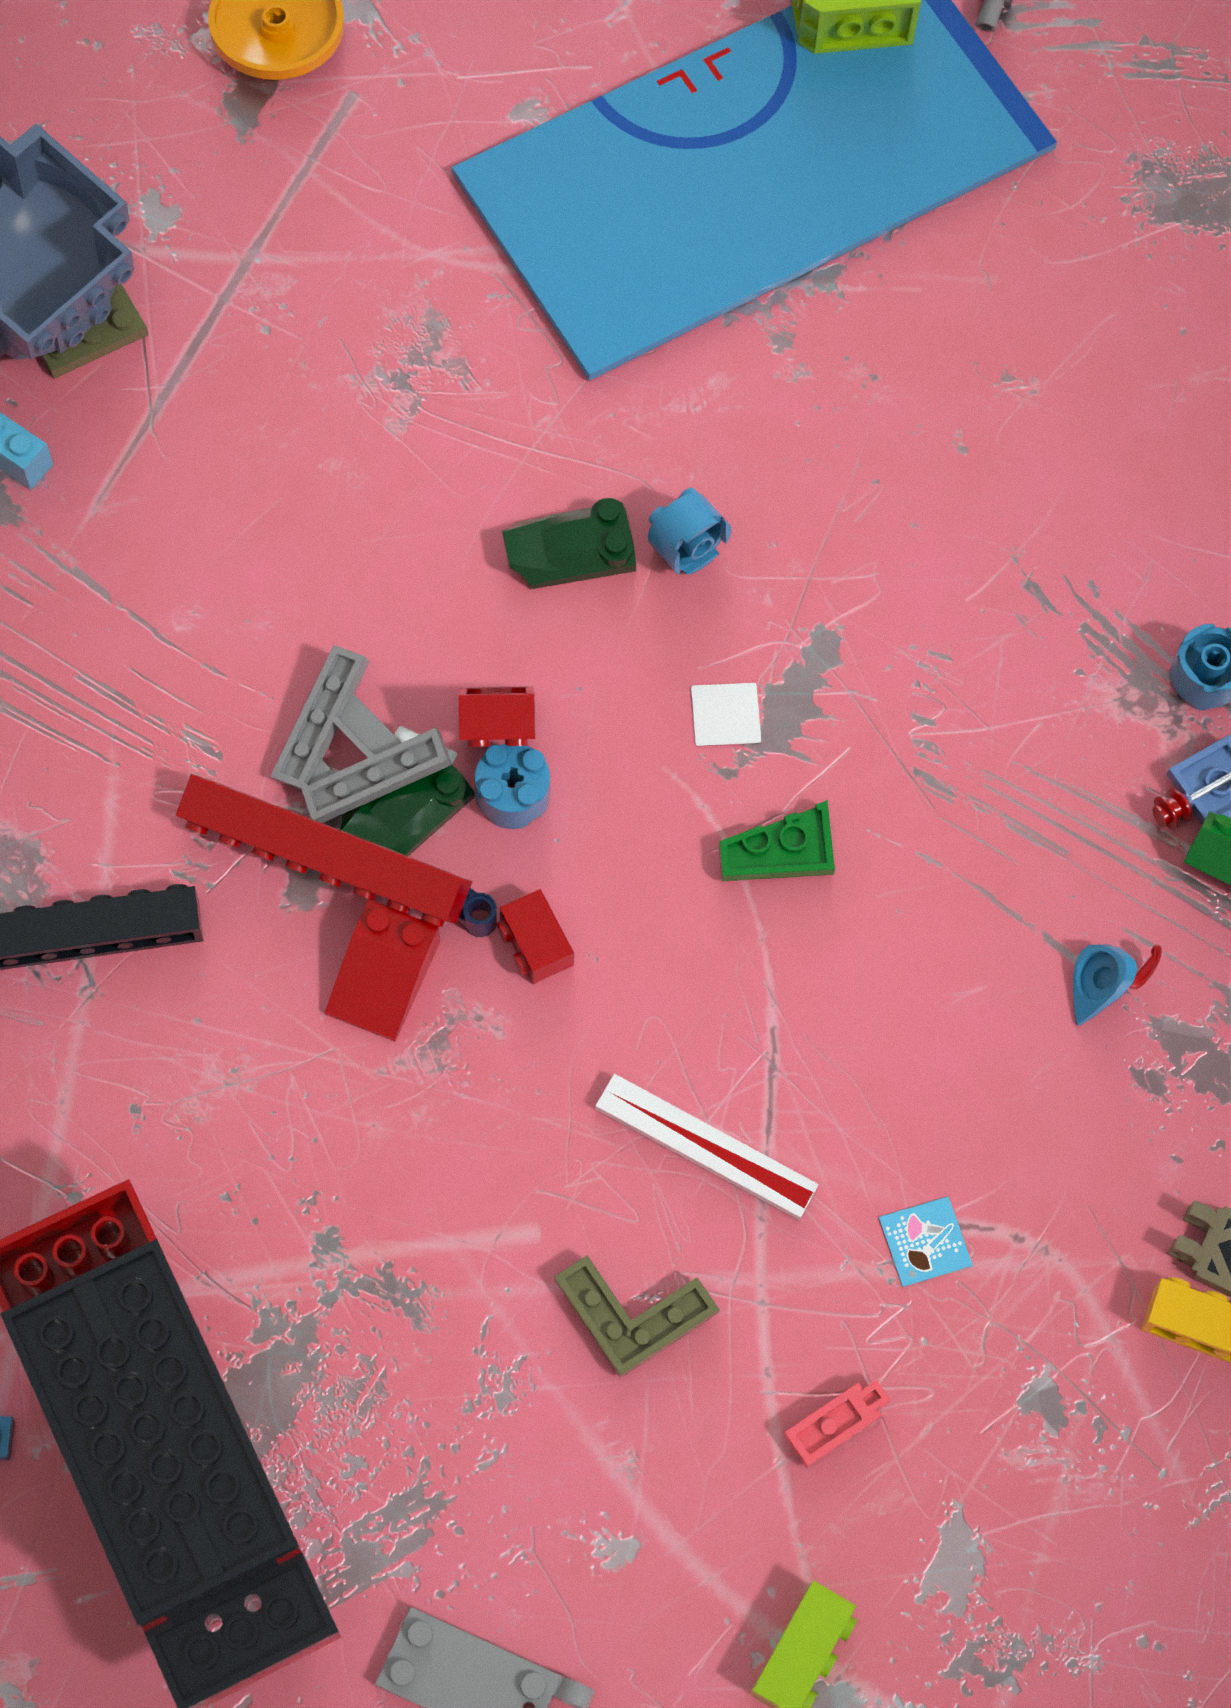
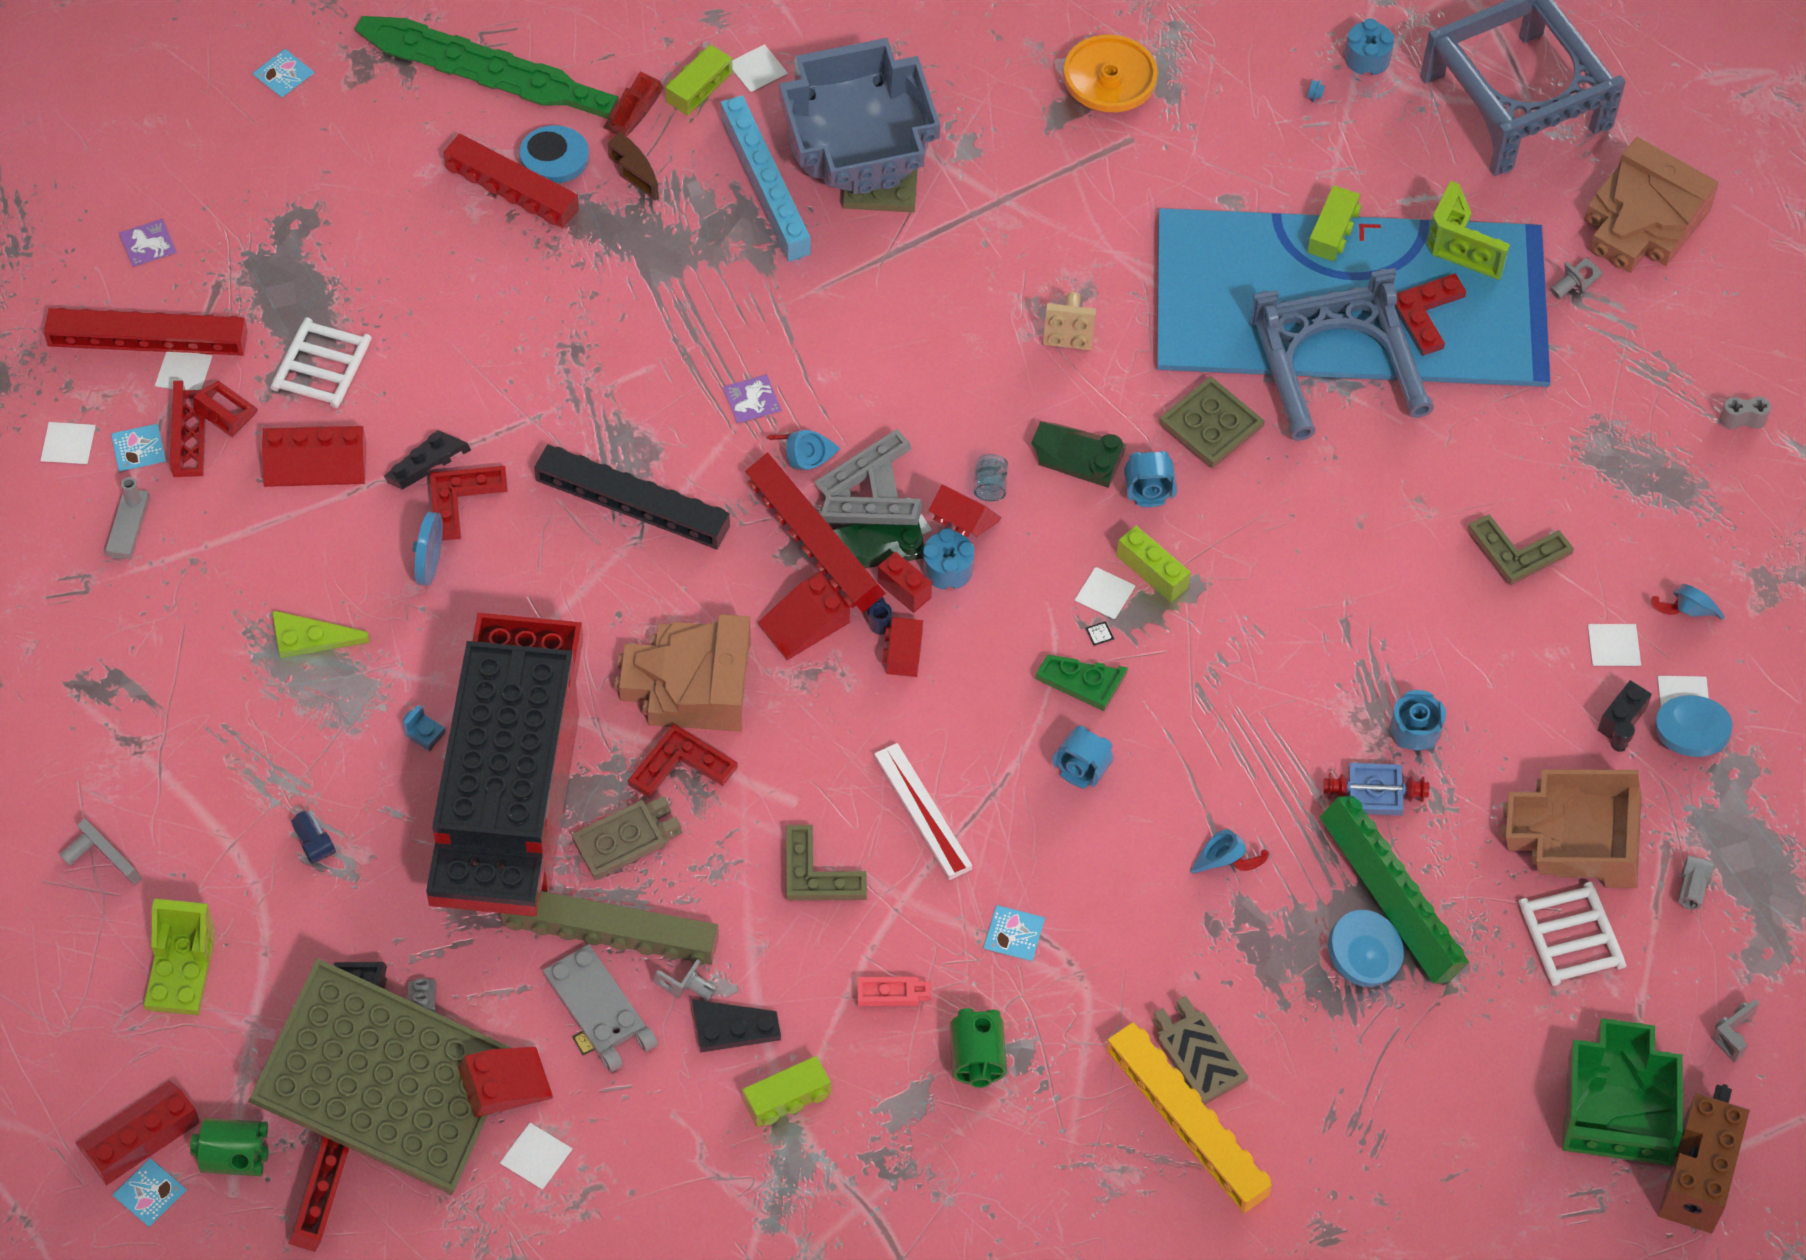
camera: 35 degrees right, 10 degrees down
(110, 705) = (752, 398): none -> medium lavender sticker
(230, 737) = (806, 448): none -> dark azure piece
(291, 1141) = (689, 674): none -> nougat panel
(347, 1247) = (675, 747): none -> red plate
(355, 1423) = (625, 836): none -> dark tan tile
(449, 1552) = (620, 928): none -> olive brick
(453, 381) = (1069, 324): none -> tan plate
(477, 847) = (904, 582): none -> red brick
(492, 644) = (990, 477): none -> clear light blue wheel
(578, 1574) = (691, 981): none -> light grey bracket
(669, 1600) = (733, 1026): none -> black wing
(680, 74) = (1334, 223): none -> lime brick
(704, 414) = (1211, 422): none -> olive plate
(755, 772) = (1099, 633): none -> sticker
(764, 643) = (1153, 564): none -> lime brick
(807, 147) = (1376, 299): none -> sand blue arch
(838, 134) = (1412, 308): none -> red plate
(860, 956) = (1083, 757): none -> dark azure brick
(1002, 1436) = (978, 1047): none -> green cylinder
(1164, 396) = (1516, 564): none -> olive plate

